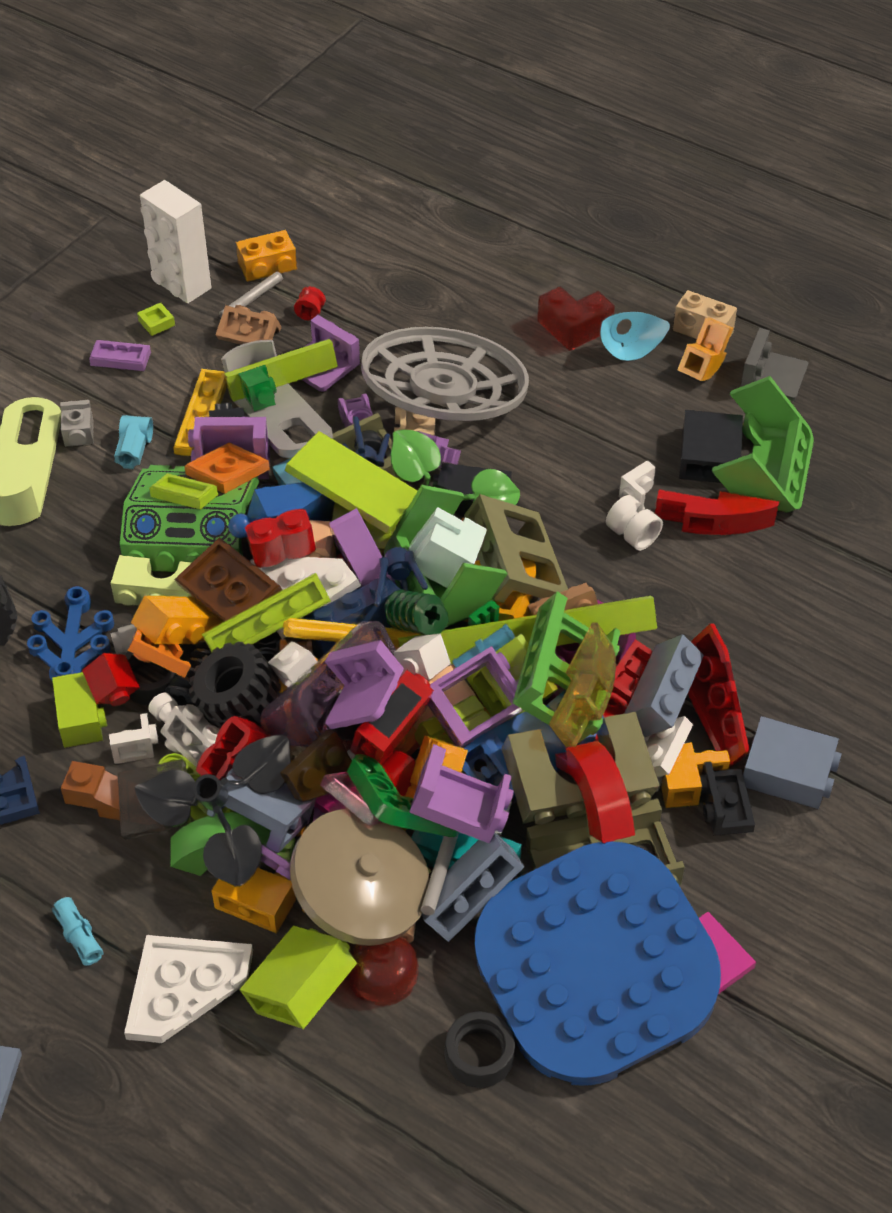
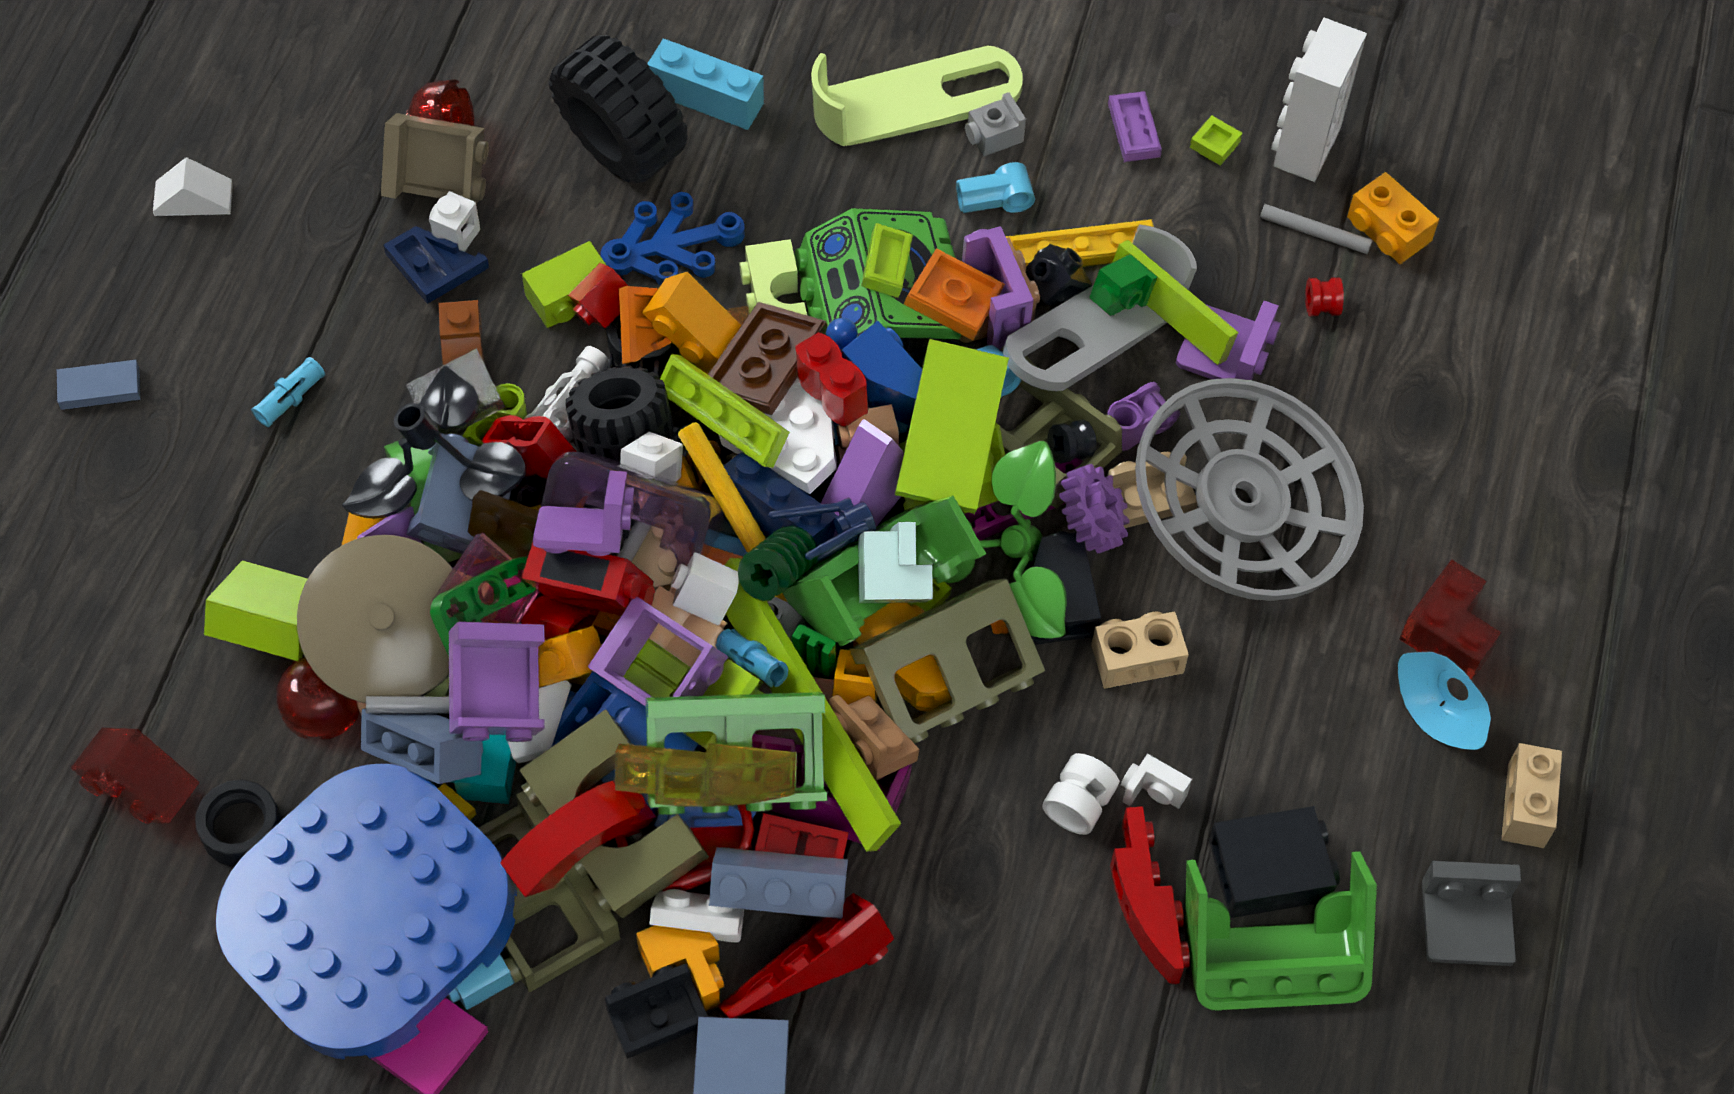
camera: 70 degrees right, 10 degrees up
(134, 744) = (542, 360): white bracket -> none
(182, 982) = (248, 509): white plate -> none
(244, 326) = (1247, 243): medium nougat bracket -> none
(366, 451) = (1030, 429): dark blue plant -> none
(409, 1112) = (137, 770): none -> clear red brick
(535, 466) = (1143, 658): none -> tan brick
(707, 354) = (1452, 814): light orange brick -> none

